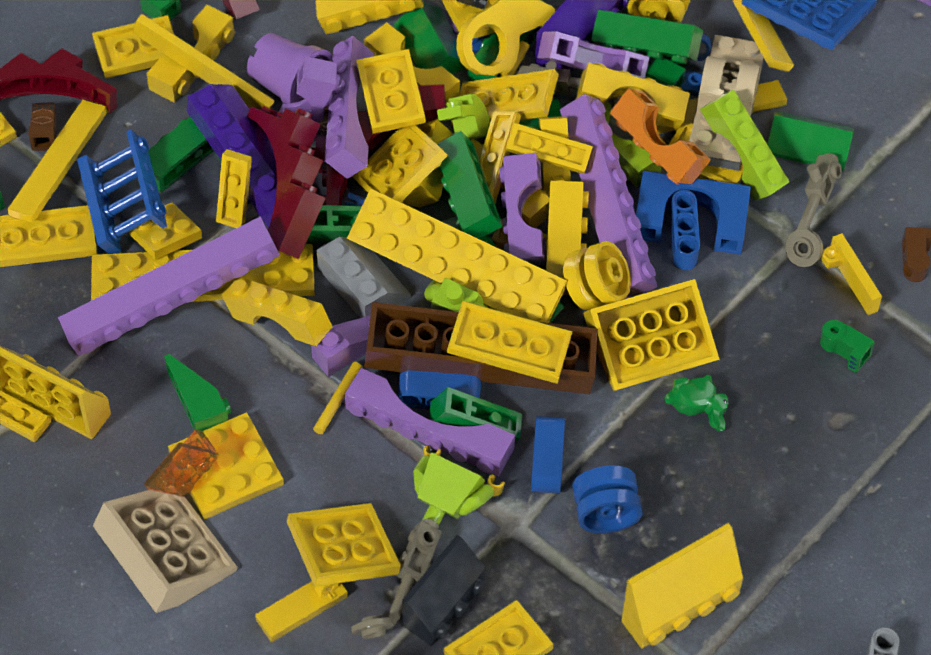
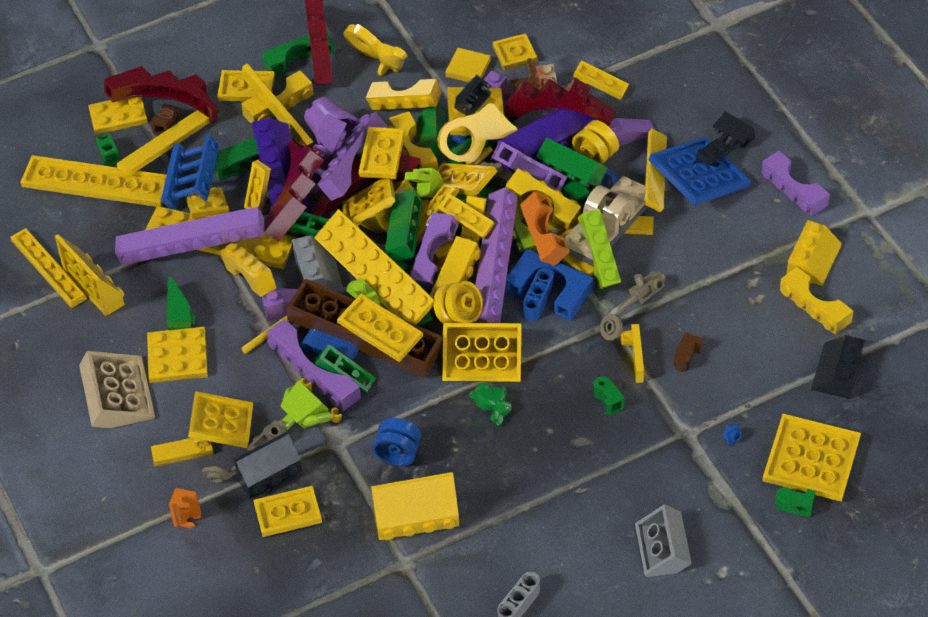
camera: 25 degrees right, 5 degrees down
(183, 466) = (144, 344): clear orange bracket -> none
(548, 454) = (377, 406): blue beam -> none
(807, 138) = (648, 257): green slope -> none

